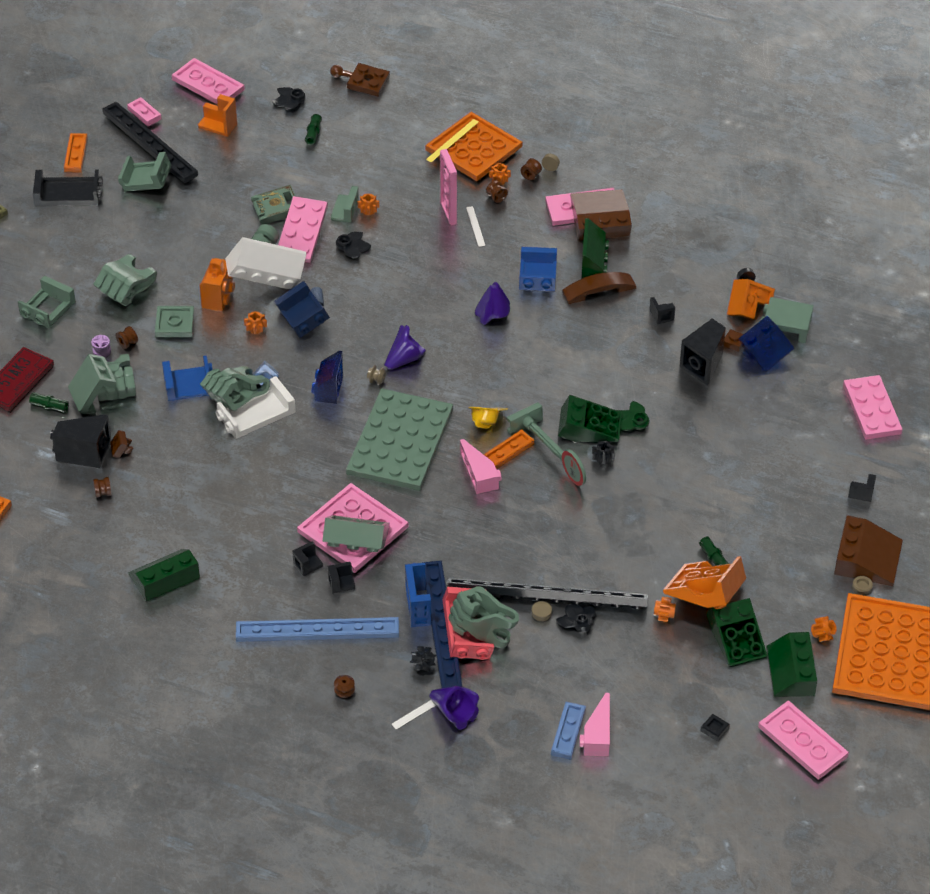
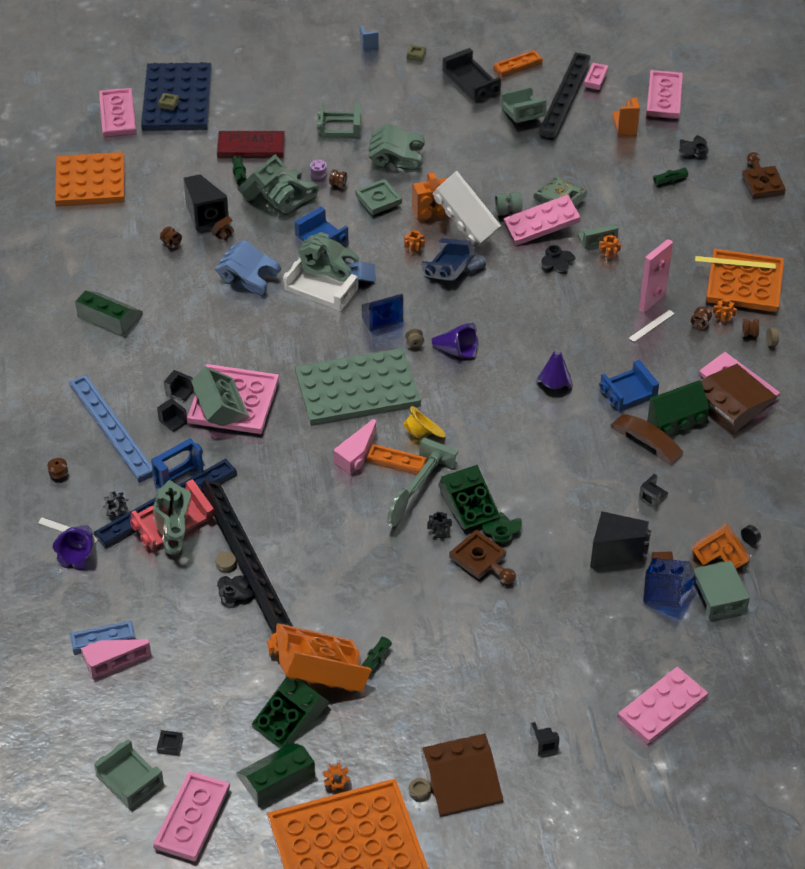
camera: 60 degrees right, 0 degrees up
(194, 446) = (248, 265): none -> medium blue piece
(663, 443) = (481, 565): none -> reddish brown plate
(735, 767) = (128, 774): none -> sand green panel

